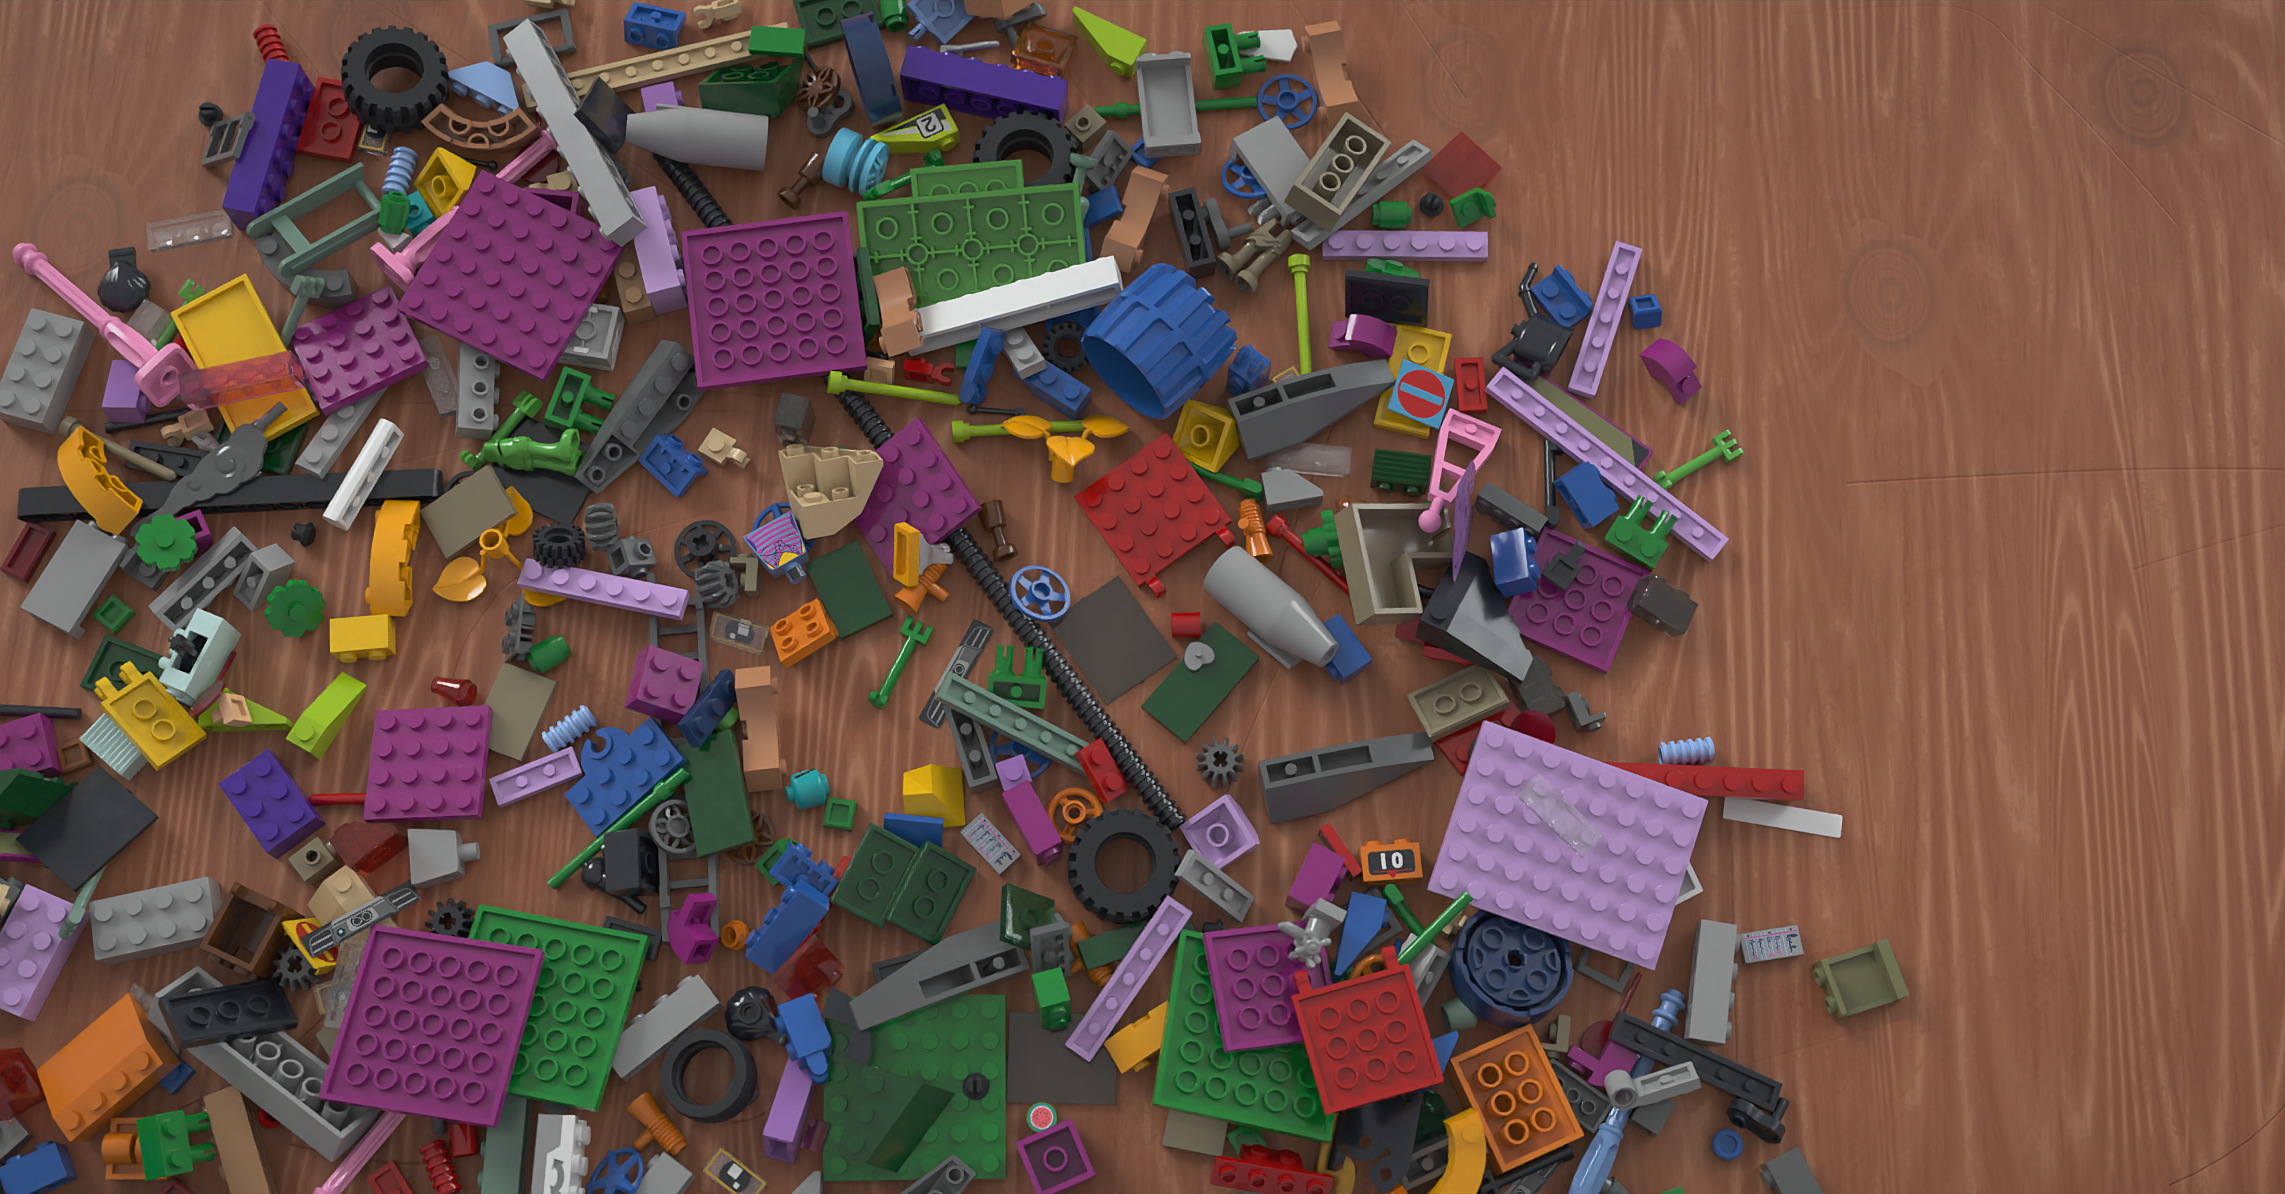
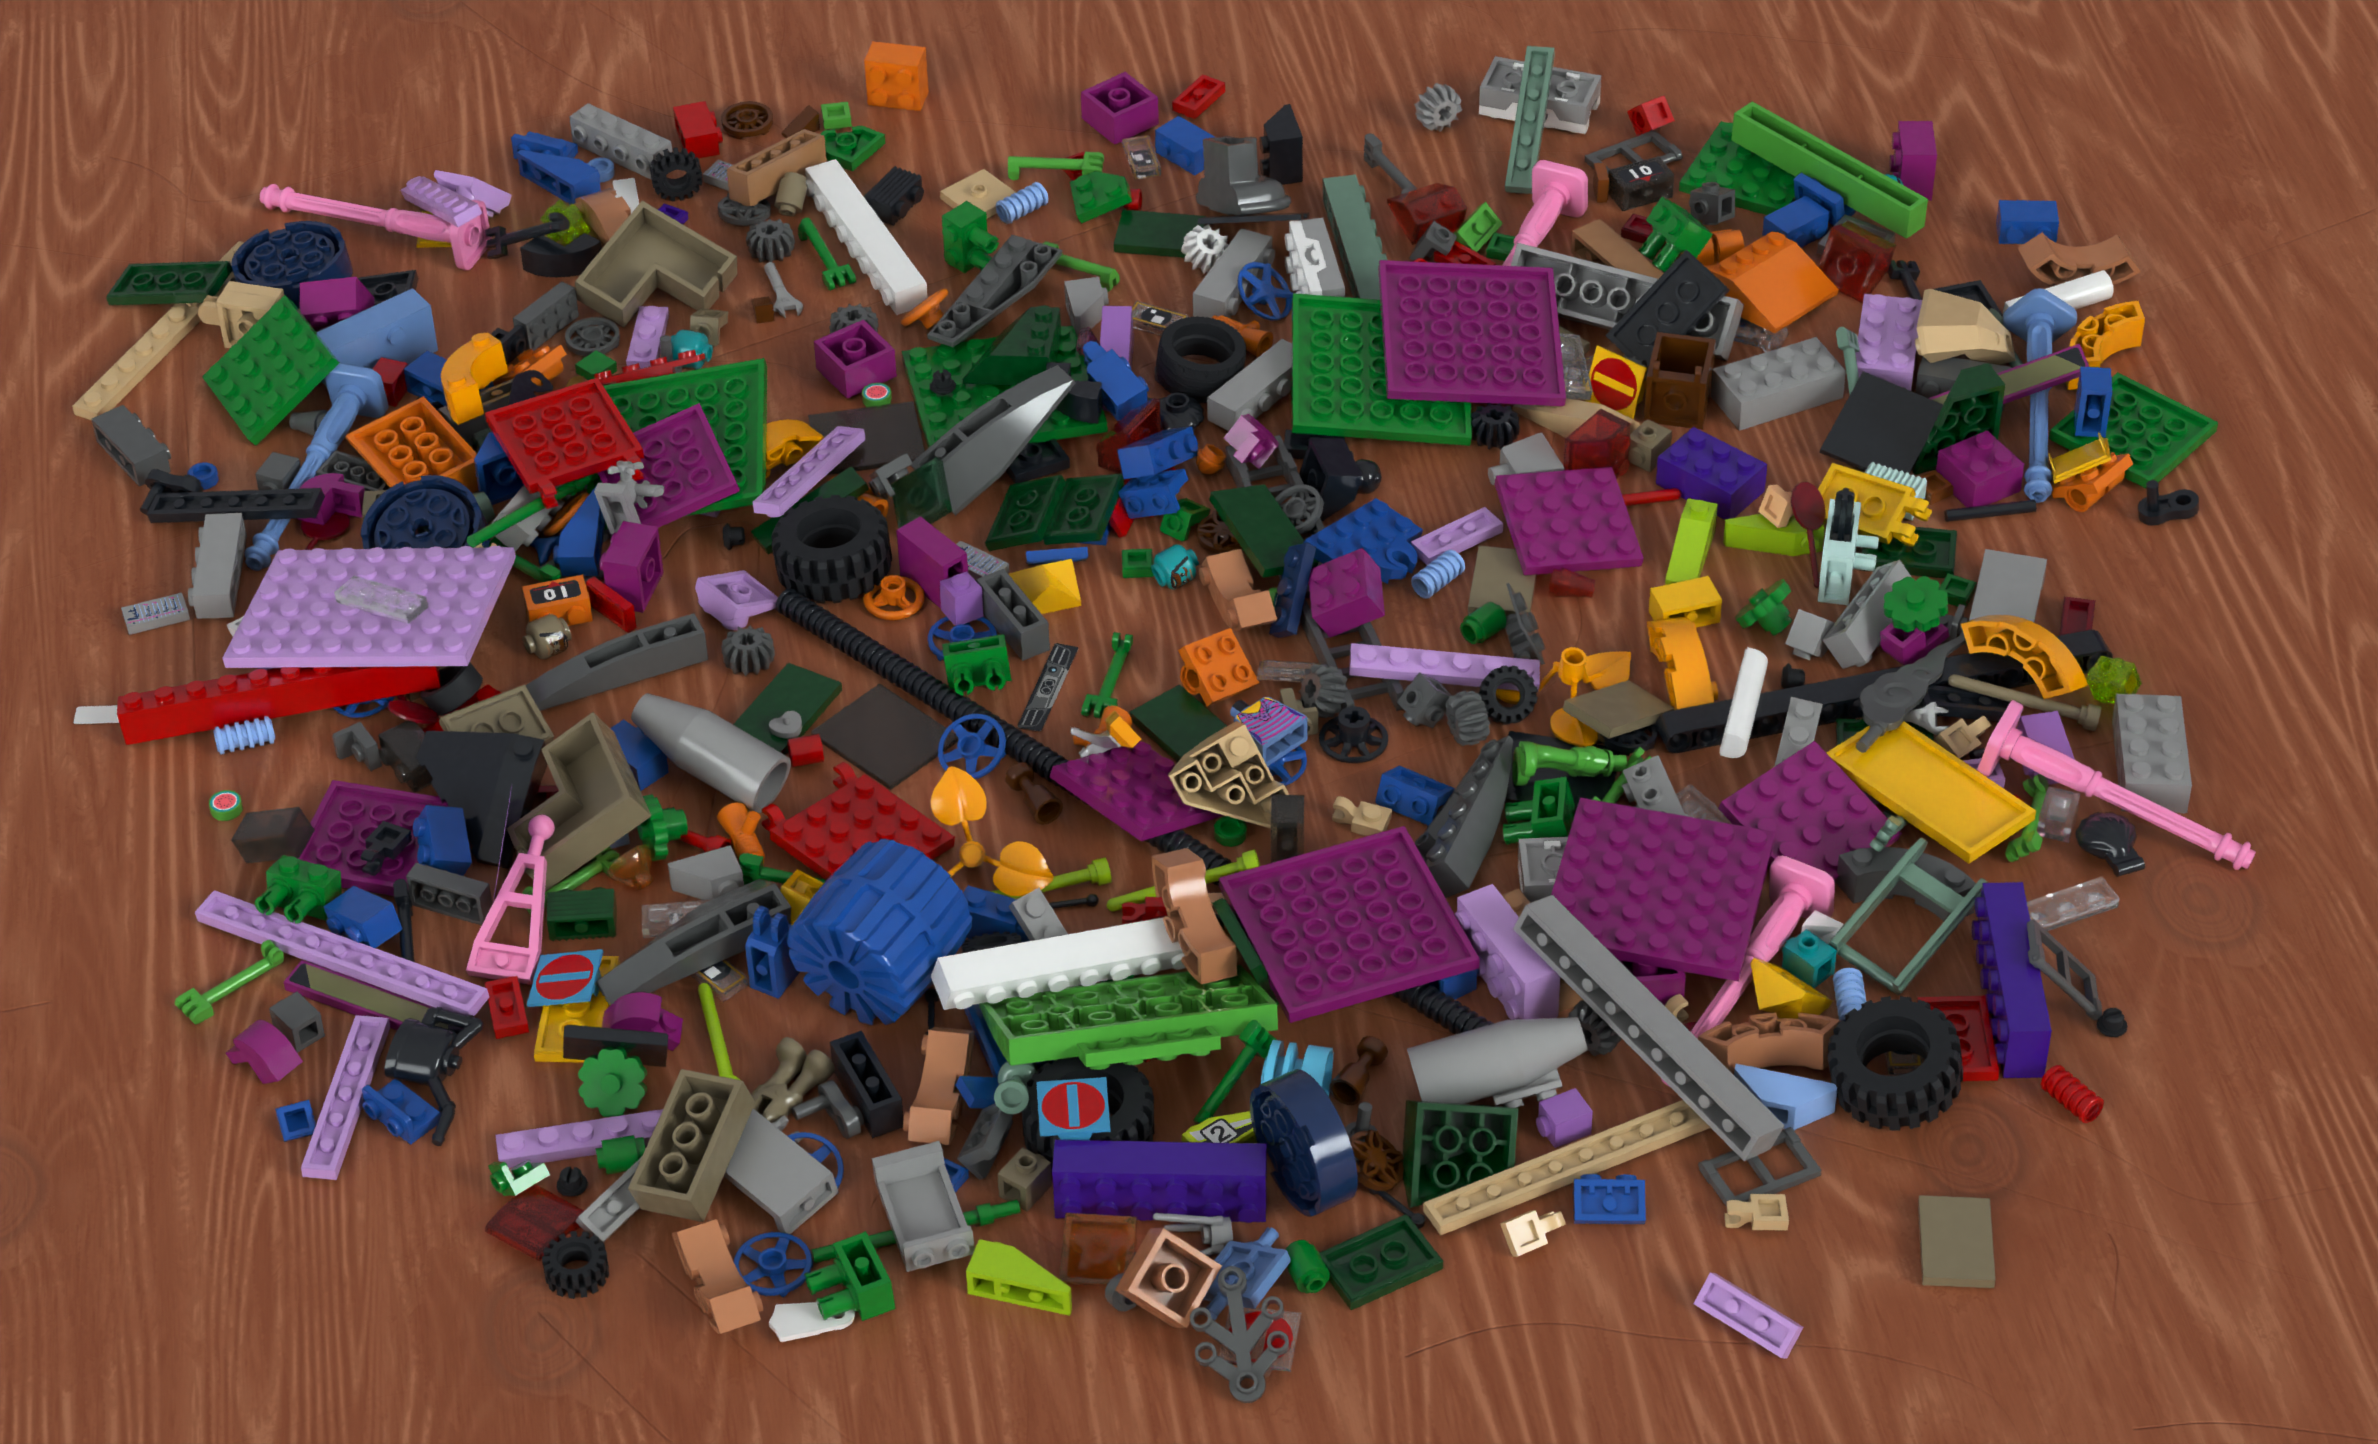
camera: 170 degrees right, 30 degrees down
(34, 455) = (2112, 677): none -> clear neon green brick
(241, 380) = (1914, 748): clear pink brick -> none
(360, 918) = (1577, 395): sticker -> none
(394, 213) = (1821, 913): green brick -> none
(604, 115) = (1616, 1055): black tile -> none
(661, 791) = (1321, 522): green bar -> none
(777, 41) = (1442, 1194): green tile -> none
(981, 365) = (1088, 911): blue hinge -> none
(1011, 721) = (966, 623): sand green plate -> none
(1039, 129) = (1073, 1108): none -> piece
(1051, 998) = (881, 441): green brick -> none
(1101, 770) = (873, 620): red plate -> none
(1214, 886) = (736, 546): light grey plate -> none
(1403, 822) = (547, 636): none -> dark tan head
(1440, 109) = (578, 1279): none -> black tyre
(1643, 402) = (297, 1021): none -> dark grey brick
(1651, 1088) = (278, 467): light grey plate -> none
(1702, 674) = (225, 805): none -> tile
(1860, 980) = (65, 599): olive panel -> none

